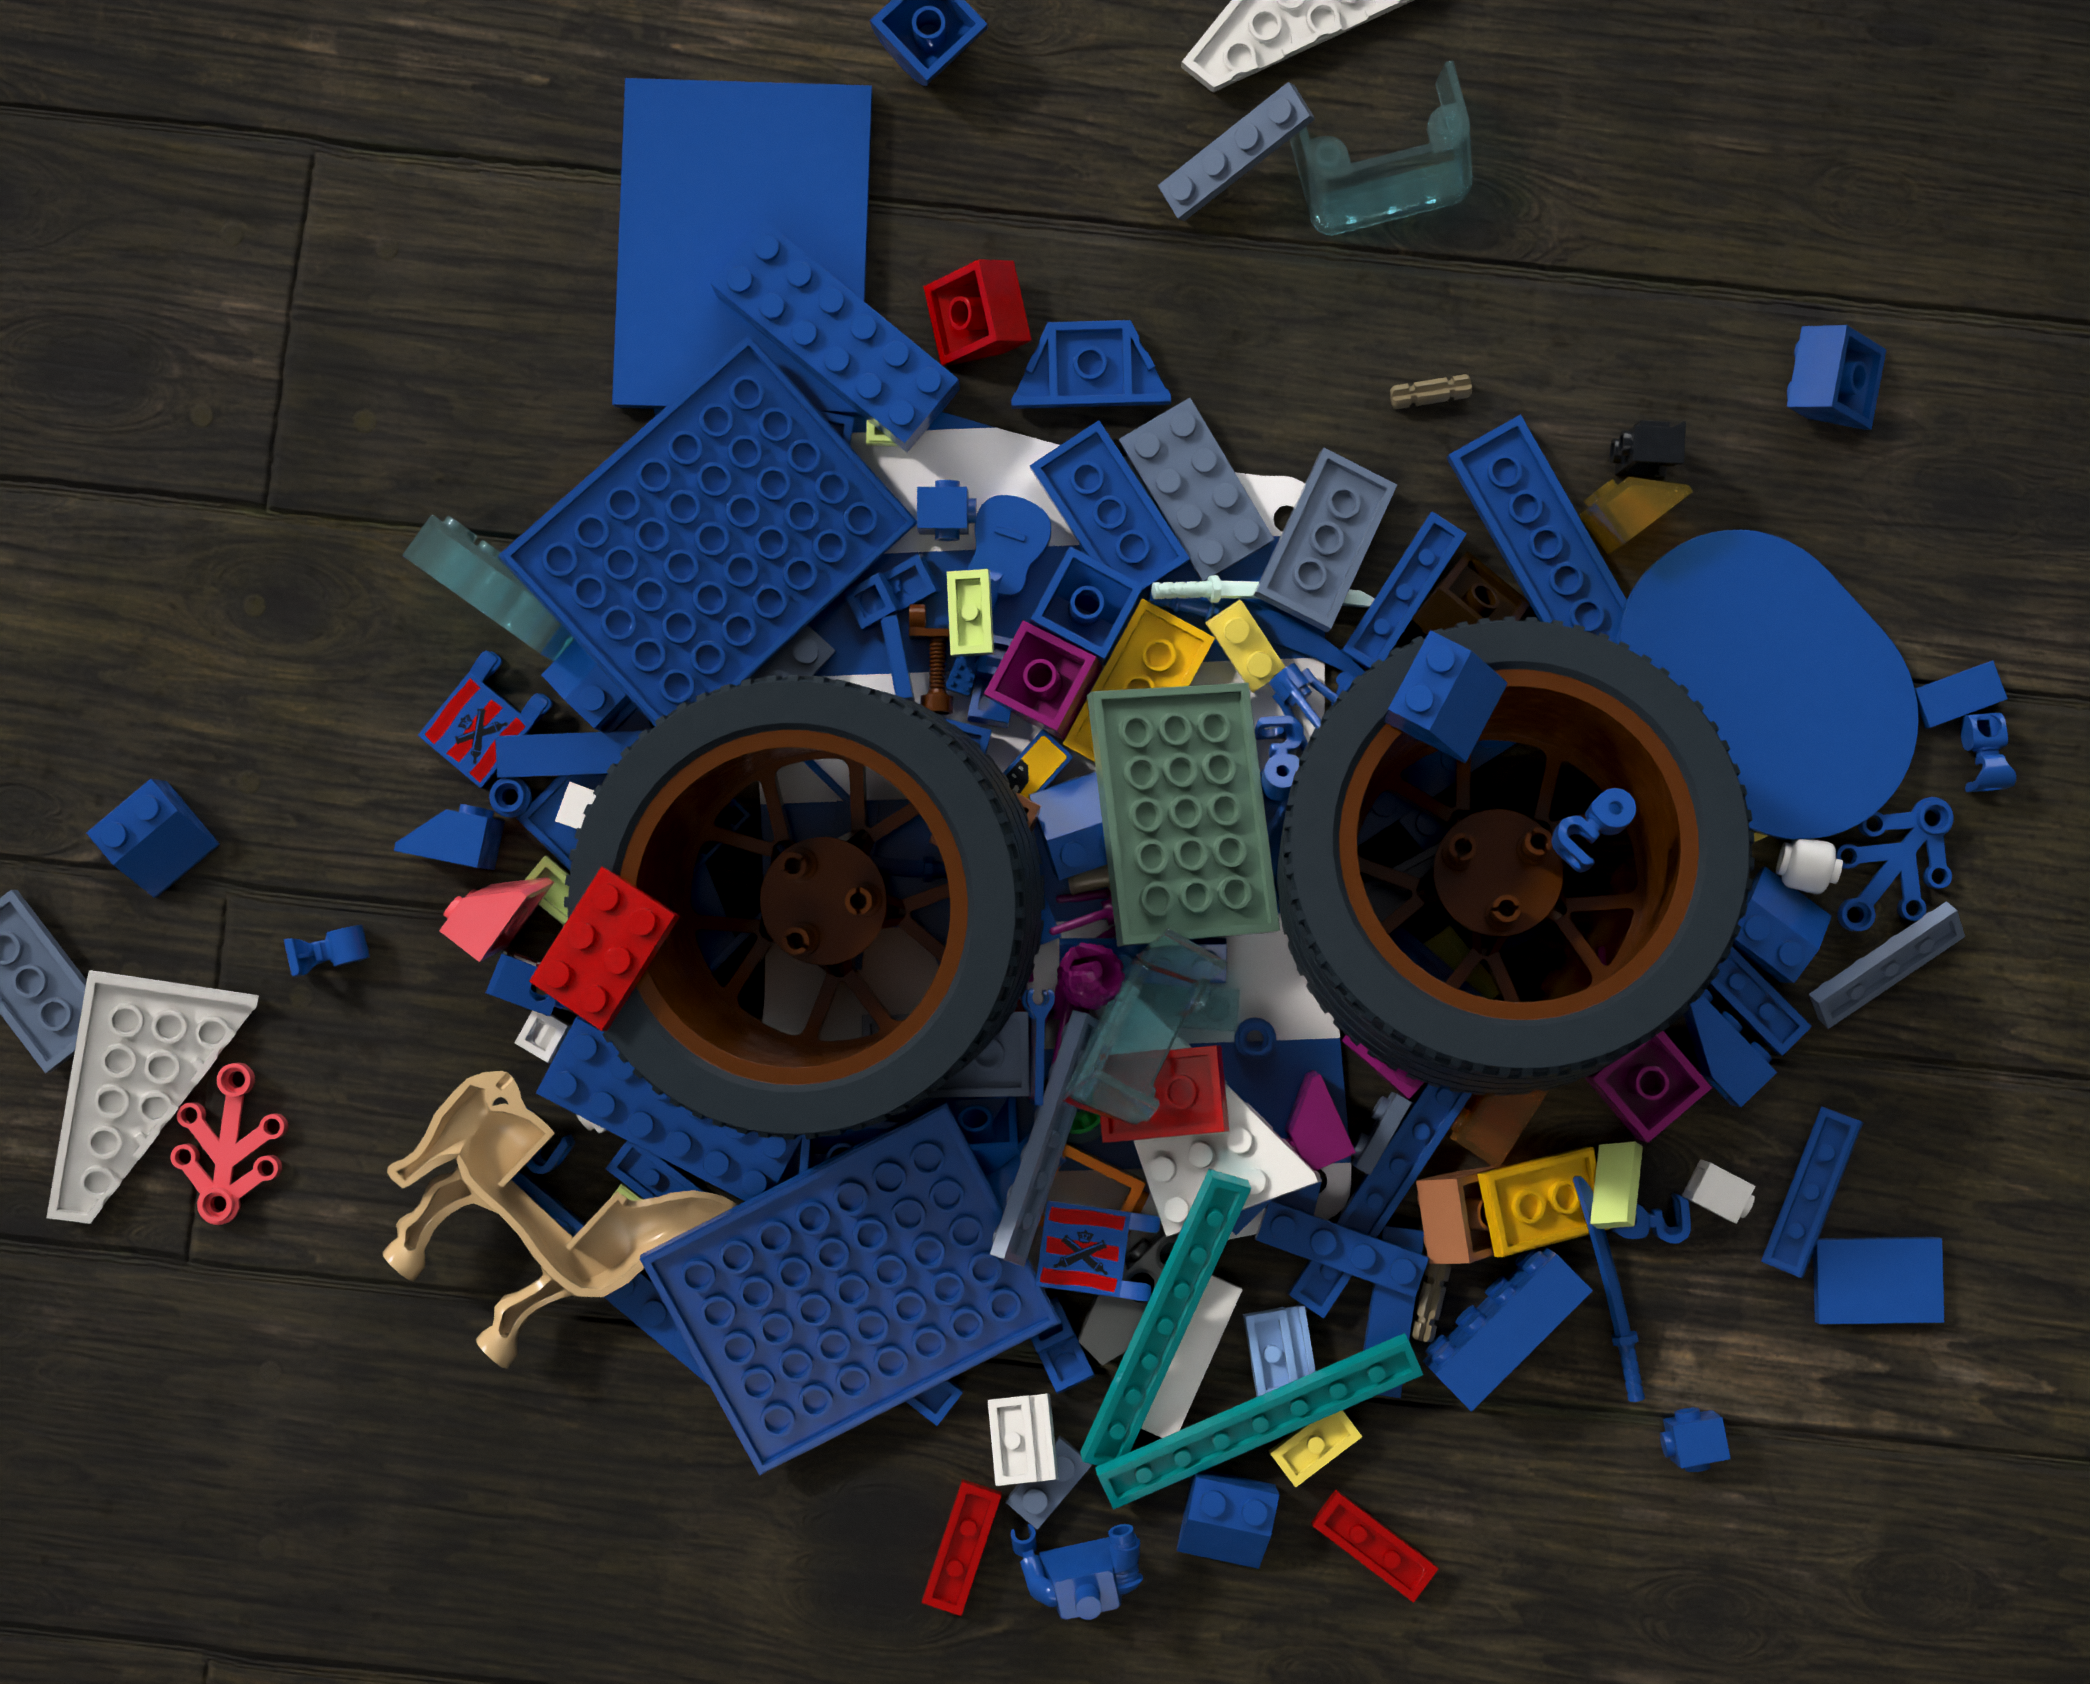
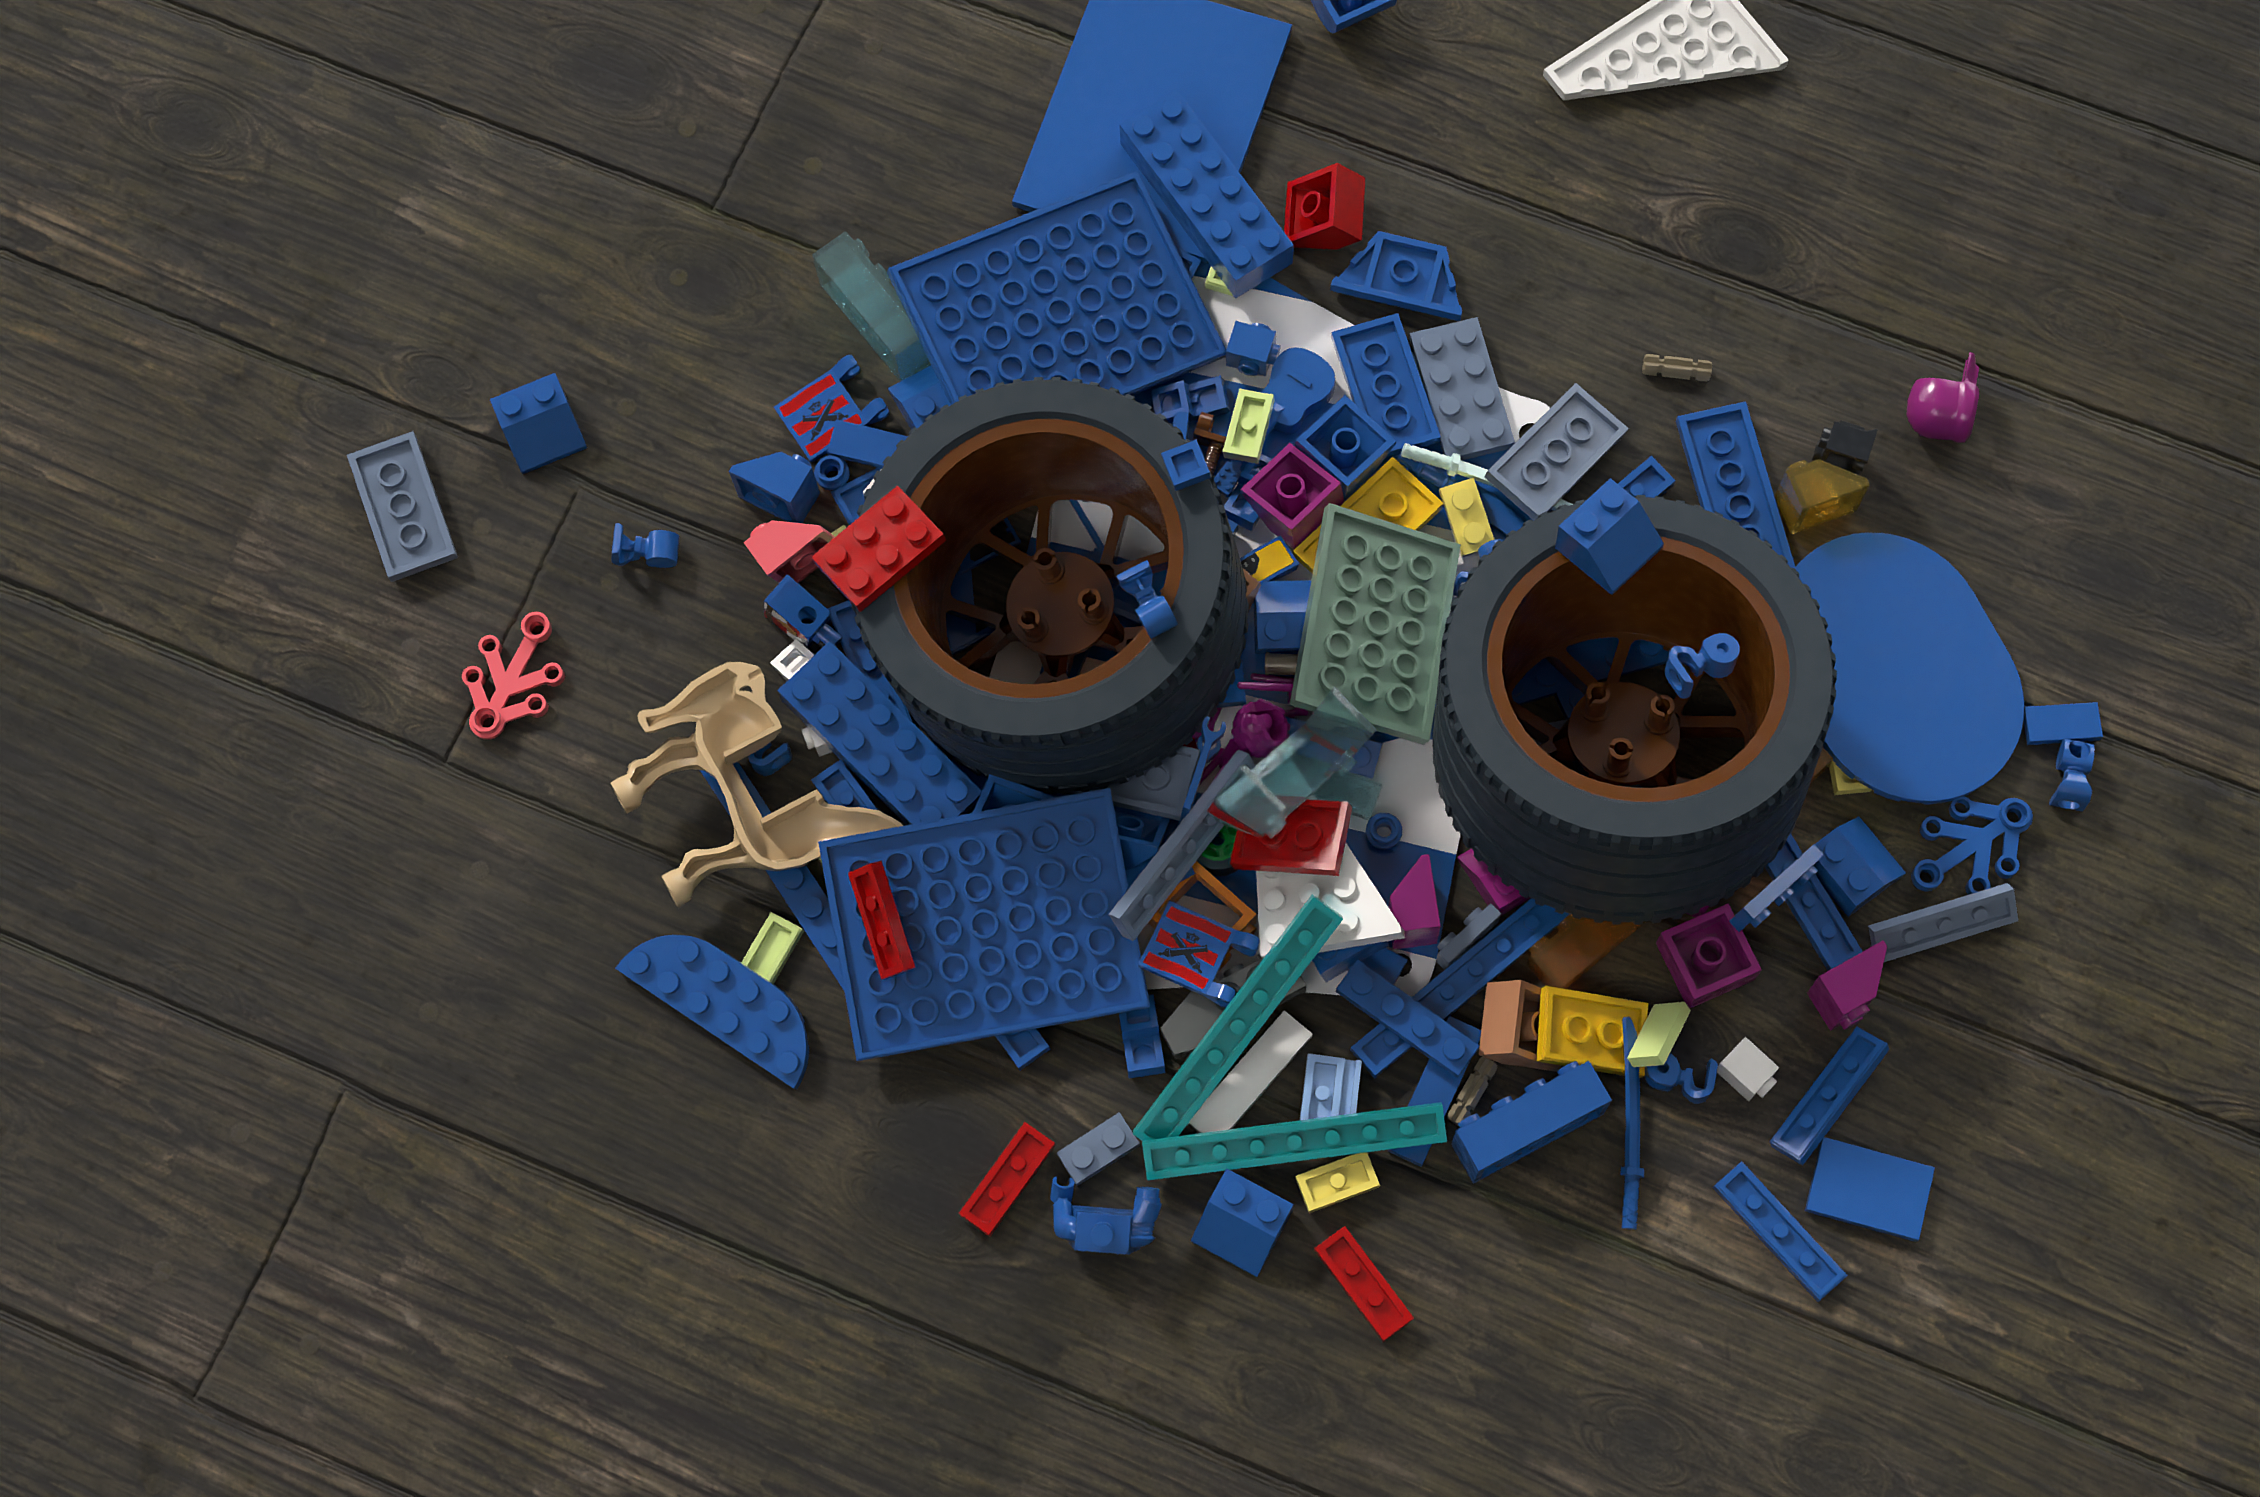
camera: 25 degrees right, 15 degrees down
(132, 1068) = (459, 592): white wing -> none
(591, 1443) = (724, 1000): none -> blue plate
(622, 1372) = (772, 947): none -> yellowish green tile
(739, 1328) = (881, 920): none -> red plate
(934, 758) = (1185, 465): none -> blue plate
(950, 948) = (1152, 609): none -> blue leg
(1022, 1439) = (1087, 1101): white plate -> none
(1236, 151) = (1567, 141): sand blue plate -> none
(1393, 185) = (1683, 198): clear light blue windscreen -> none
(1692, 1027) = (1777, 890): none -> plate
(1694, 1439) = (1670, 1274): blue brick -> none
(1724, 1054) = (1782, 956): blue slope -> none
(1751, 362) = (1945, 407): none -> magenta piece
(1795, 1353) = (1780, 1231): none -> blue tile
(1809, 865) = (1896, 822): white head -> none
(1812, 1073) = (1849, 988): none -> magenta slope
(1836, 376) = (2019, 443): blue slope -> none

